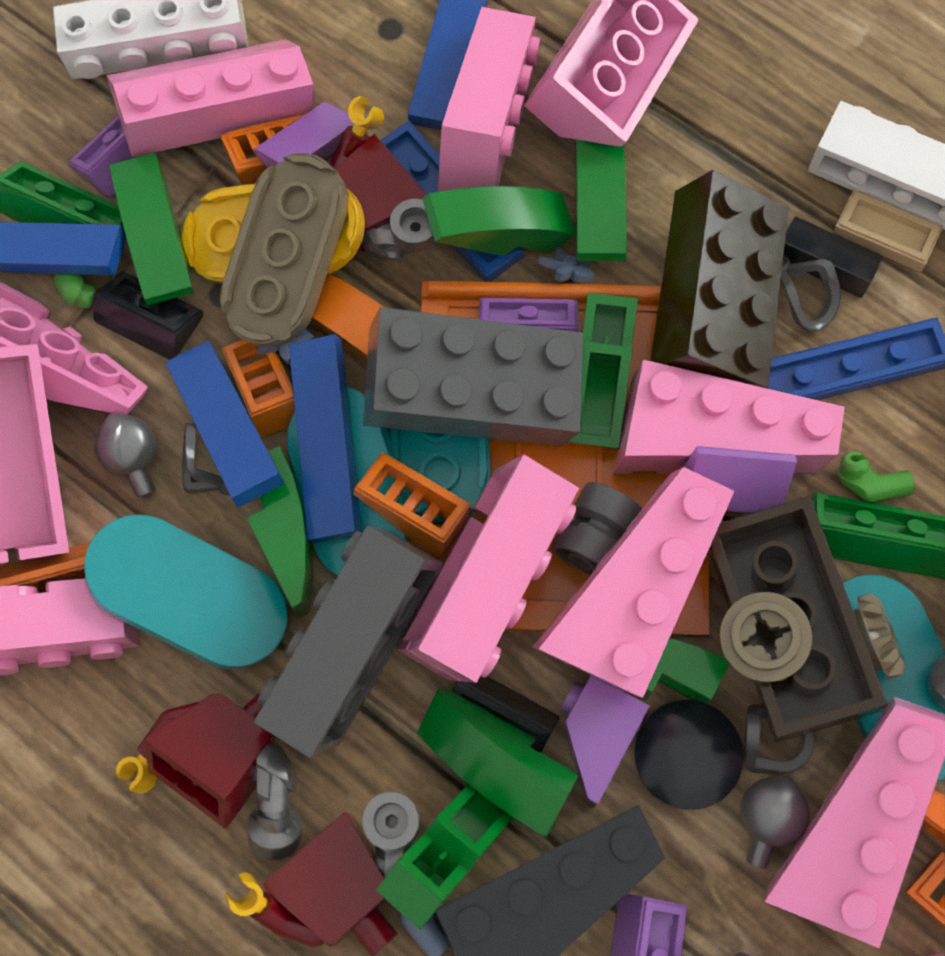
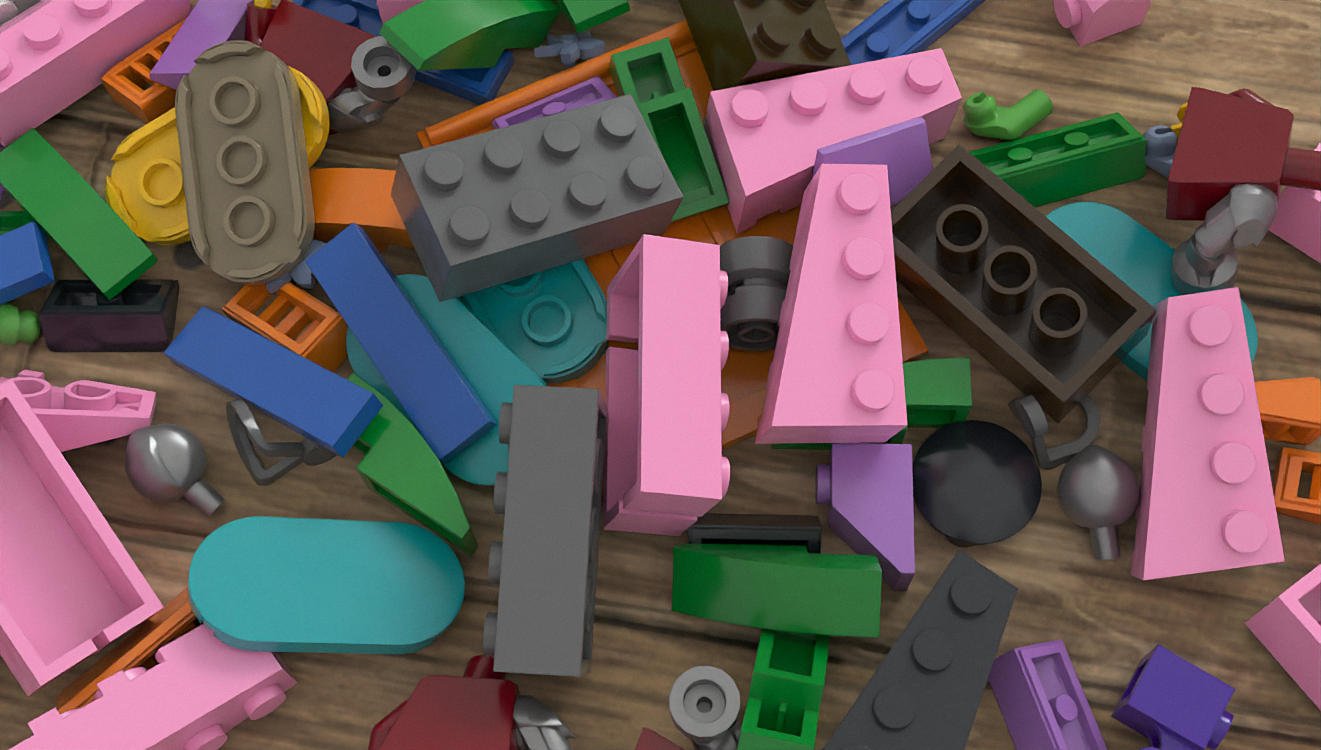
camera: 30 degrees left, 5 degrees down
(417, 528) = (565, 343): orange slope -> none
(776, 613) = (993, 276): dark tan gear -> none
(879, 636) = (1108, 252): dark tan gear -> none

